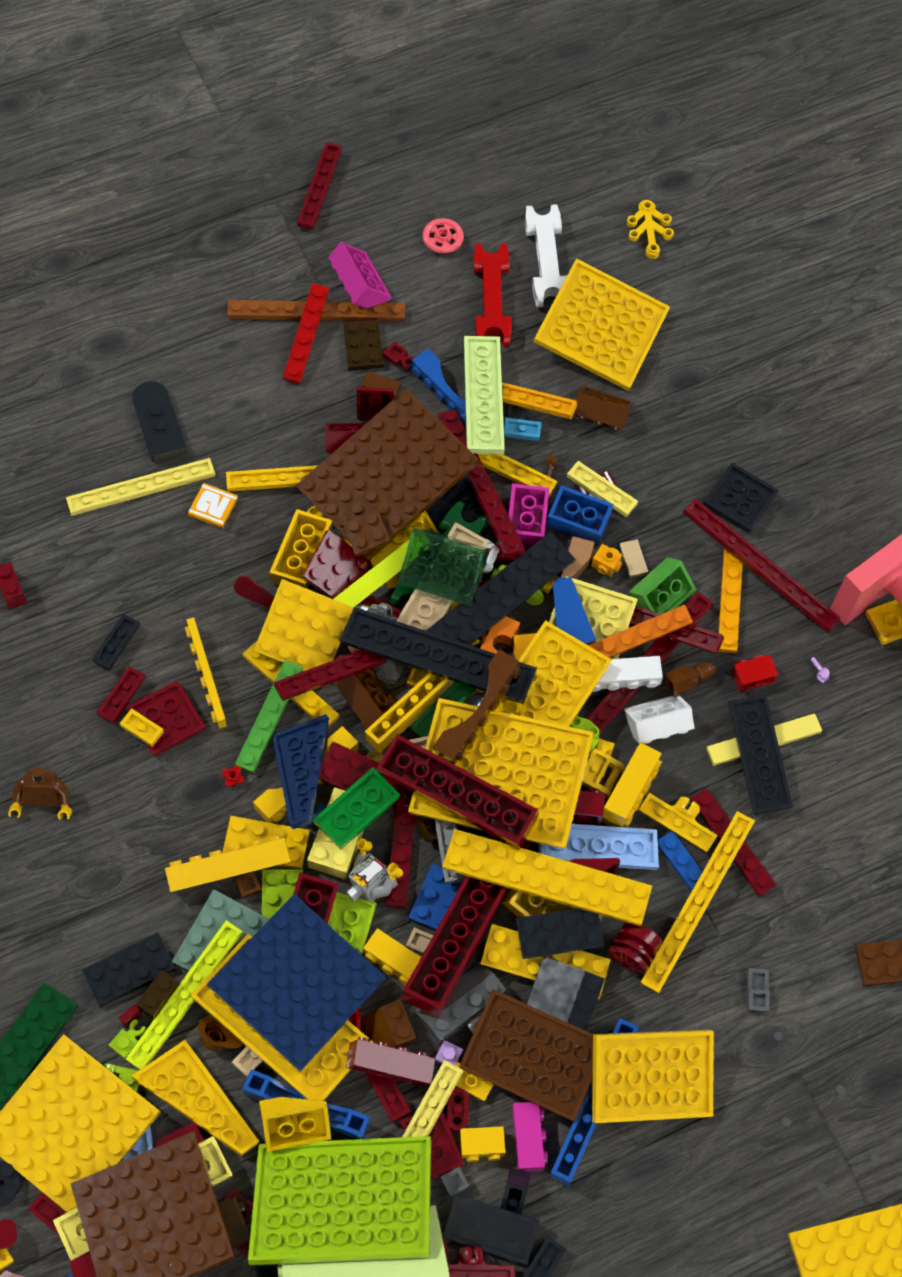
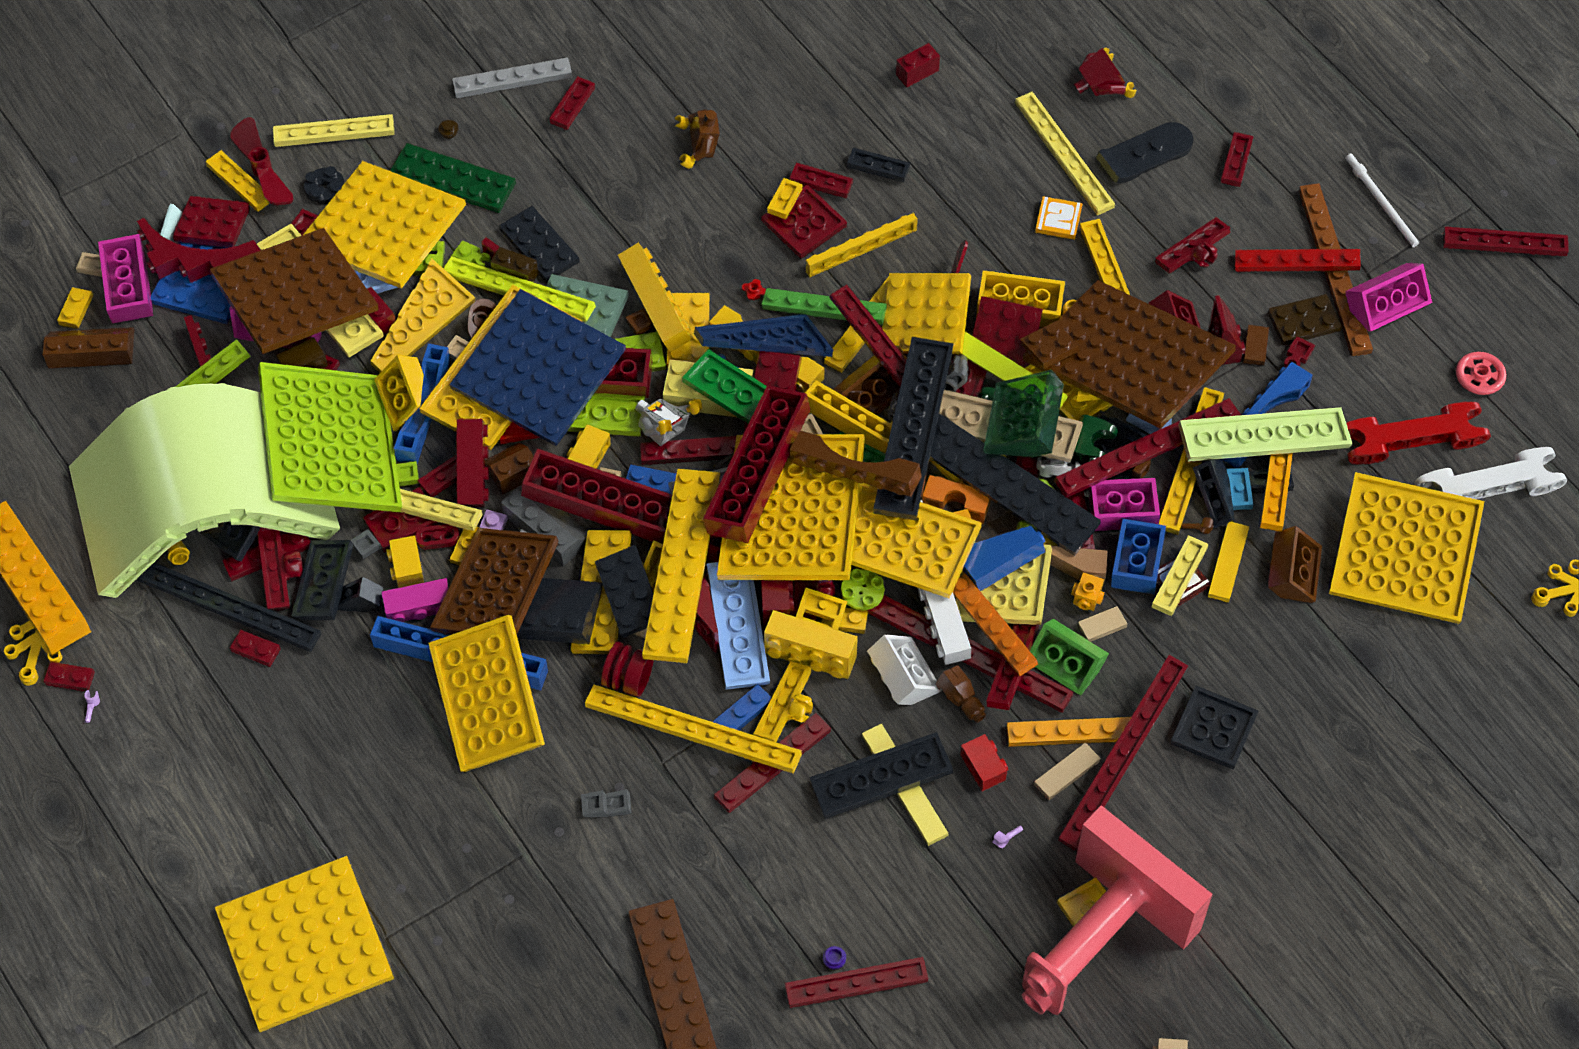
camera: 85 degrees right, 5 degrees down
(66, 435) = (1102, 75): none -> dark red torso
(186, 353) = (1237, 159): none -> dark red plate
(222, 268) = (1361, 172): none -> white bar
(273, 406) = (1195, 247): none -> dark red plate
(380, 1129) = (407, 473): none -> lime plate
(528, 445) = (1215, 490): none -> black slope
(588, 453) = (1228, 561): none -> yellow tile
(766, 613) = (1067, 771): none -> tan tile

